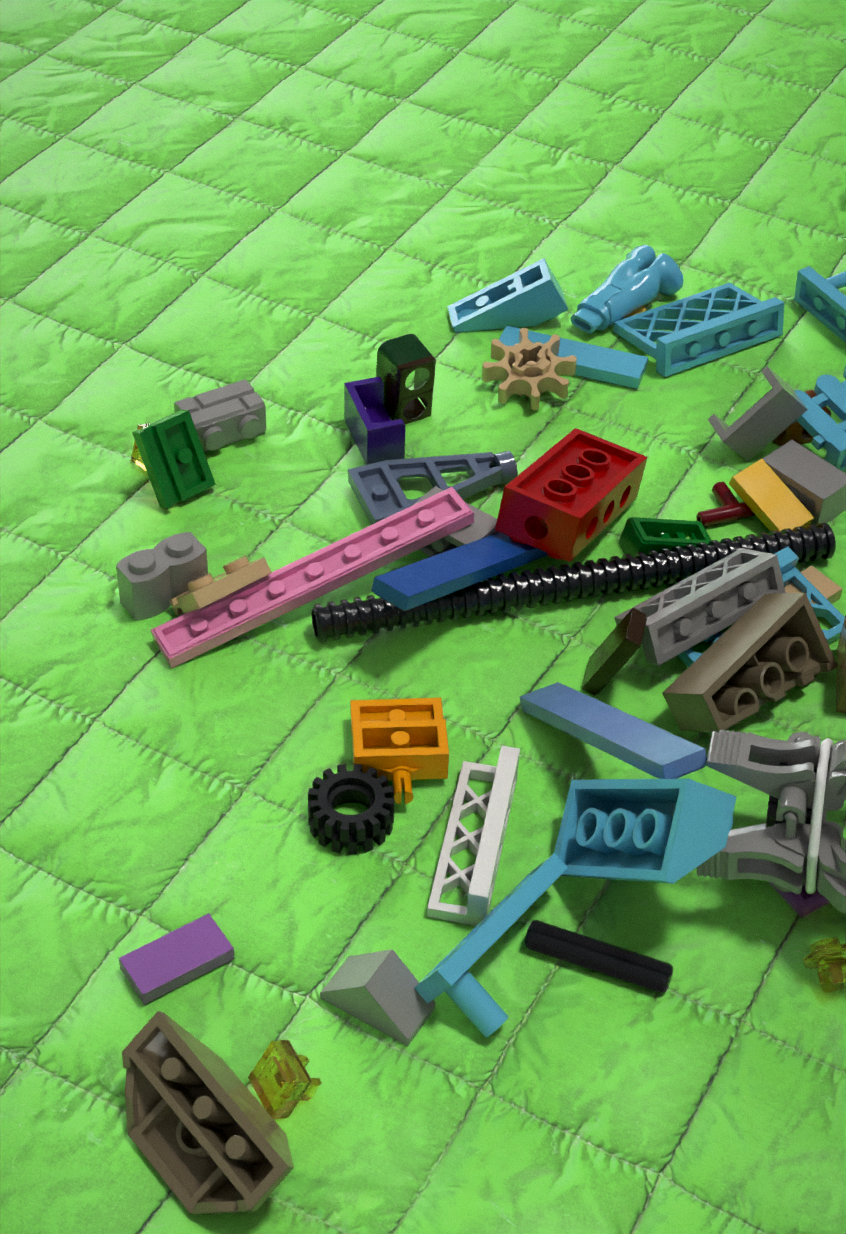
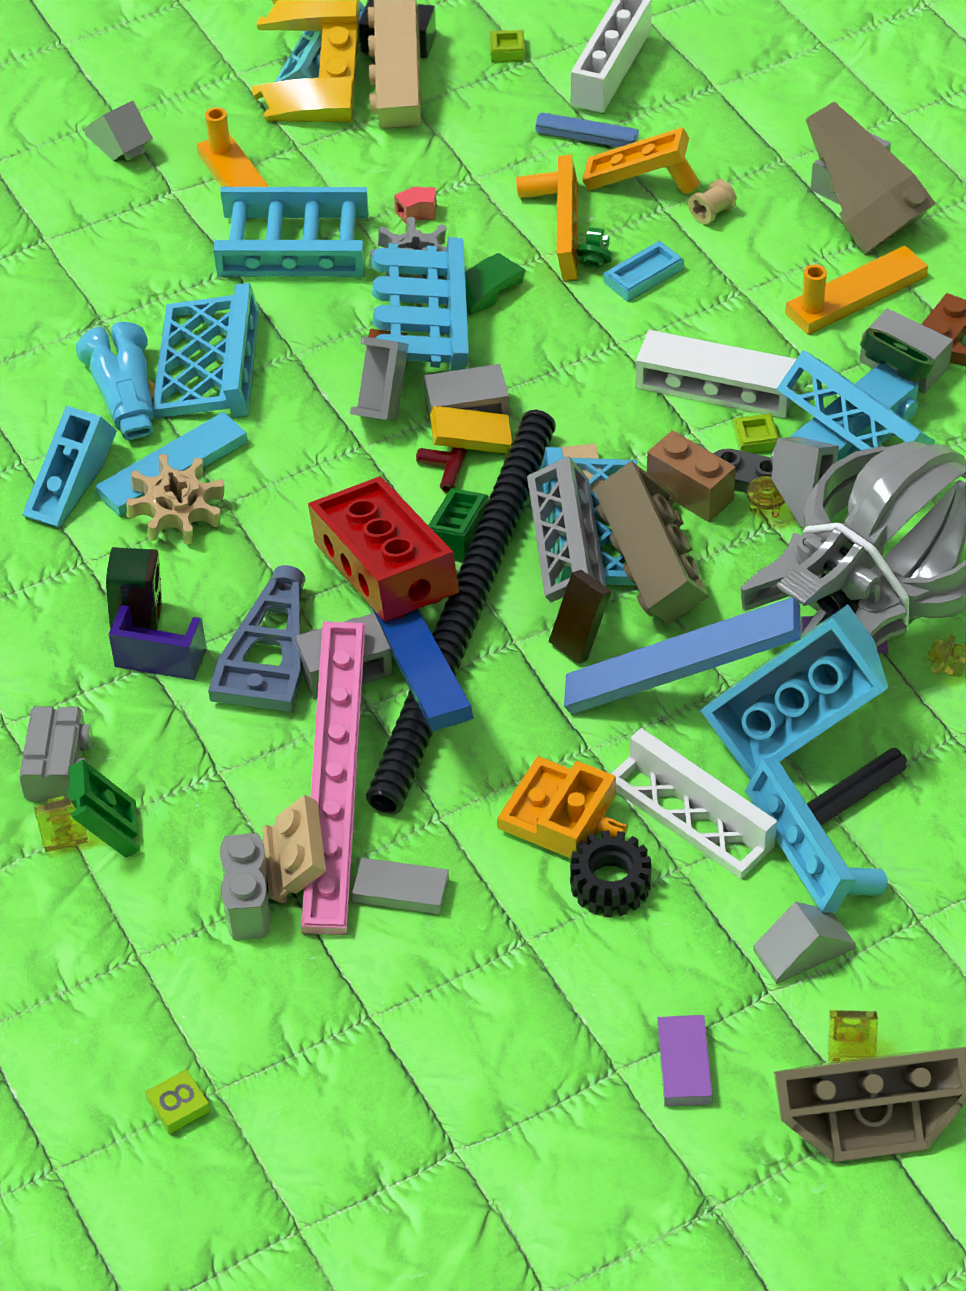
camera: 55 degrees left, 5 degrees up
(241, 676) = (400, 886): none -> light grey tile

